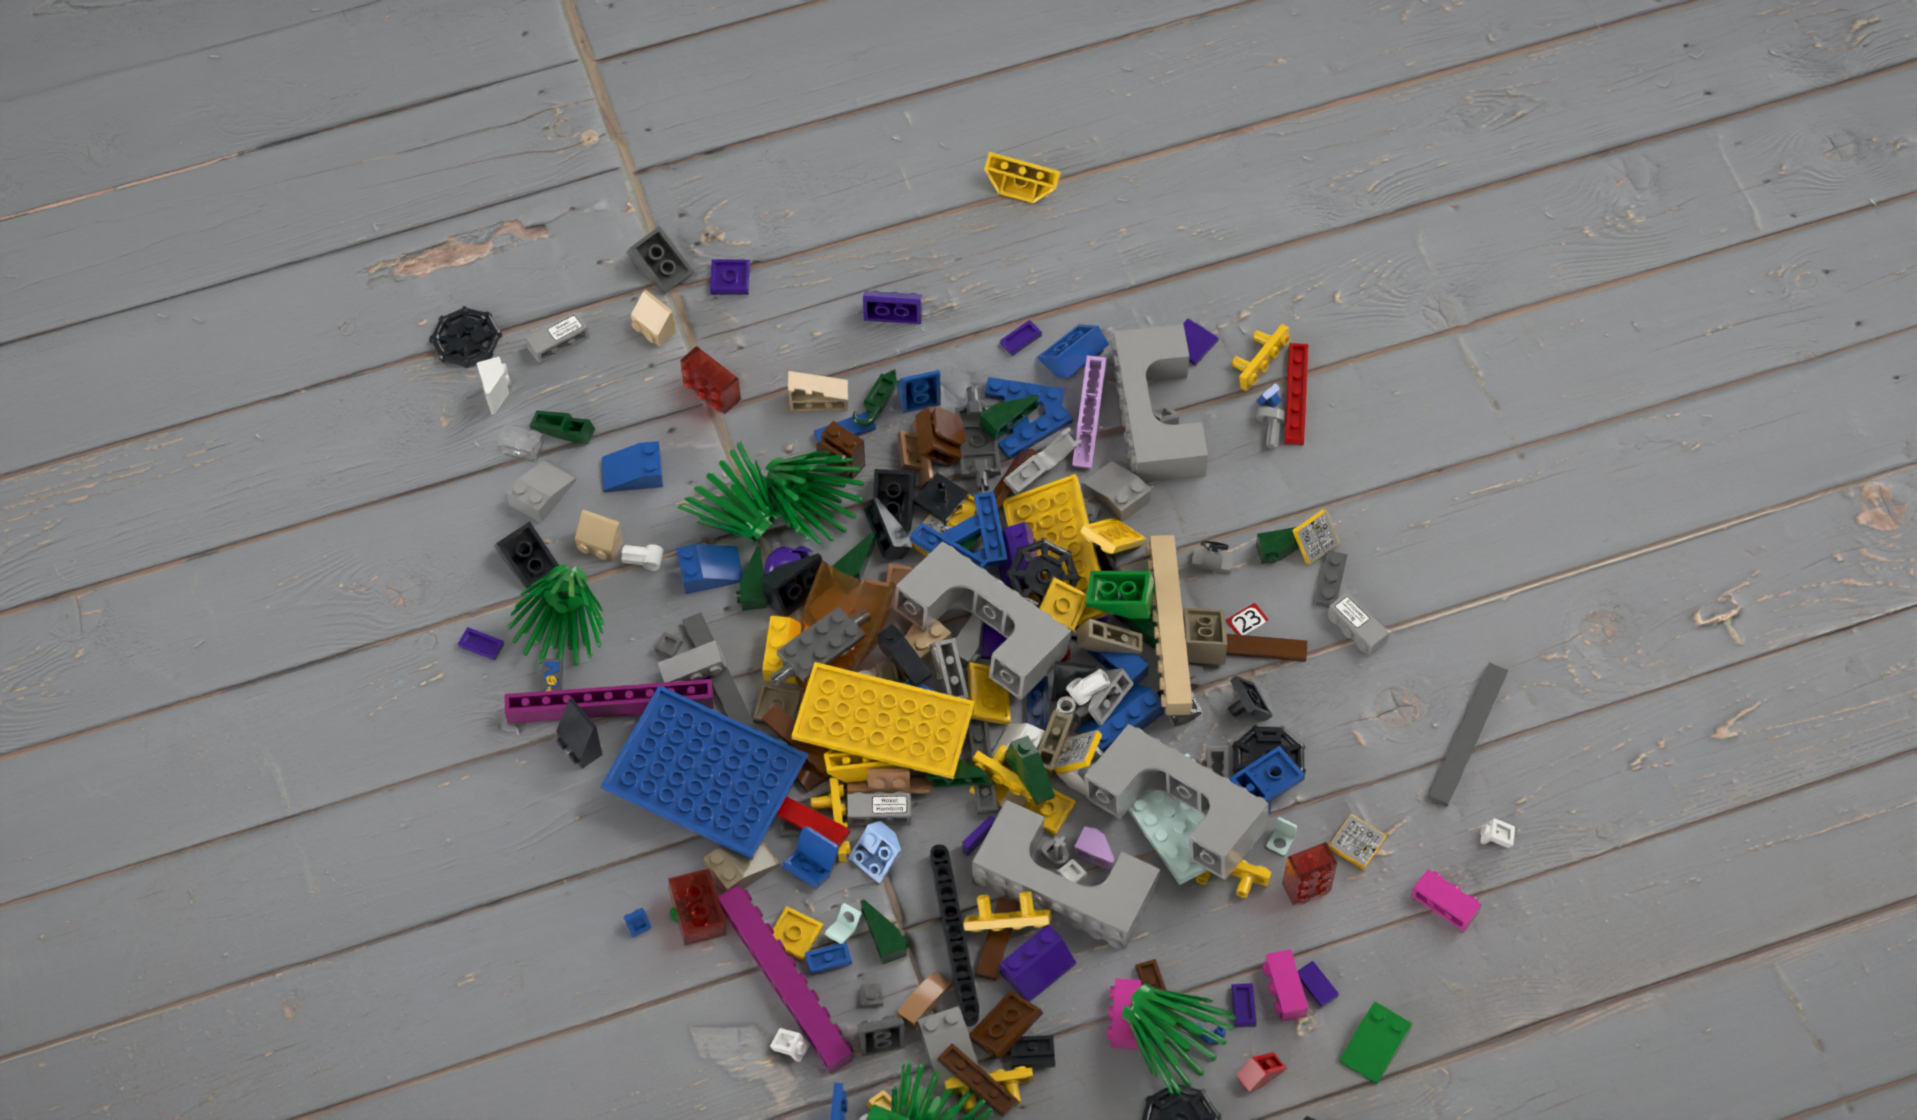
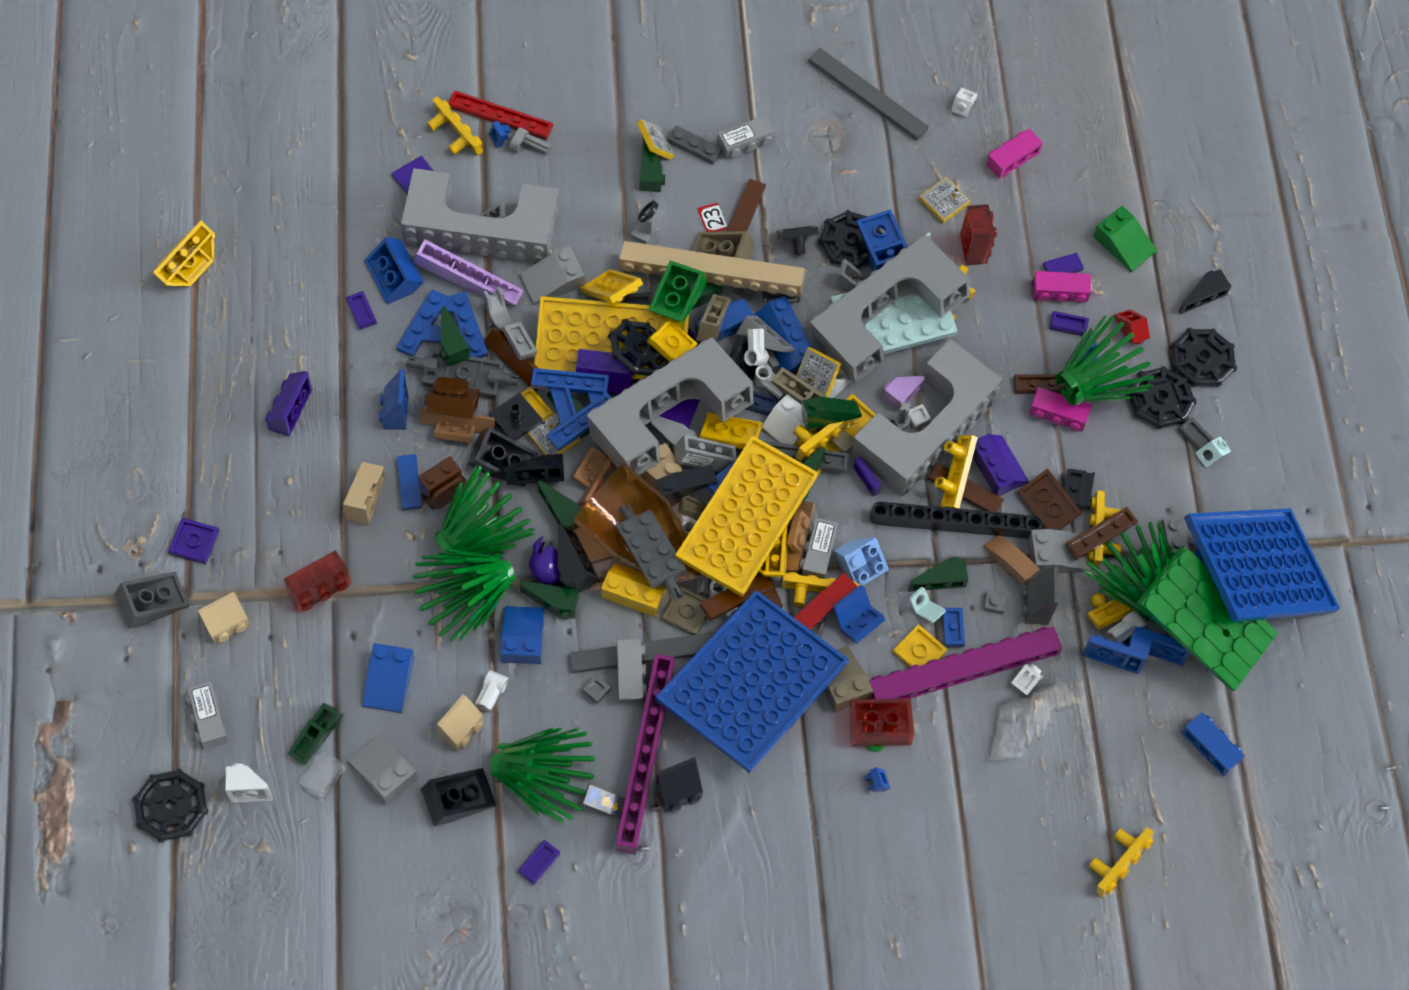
camera: 80 degrees left, 5 degrees up
(878, 397) = (386, 443): dark green plate -> none

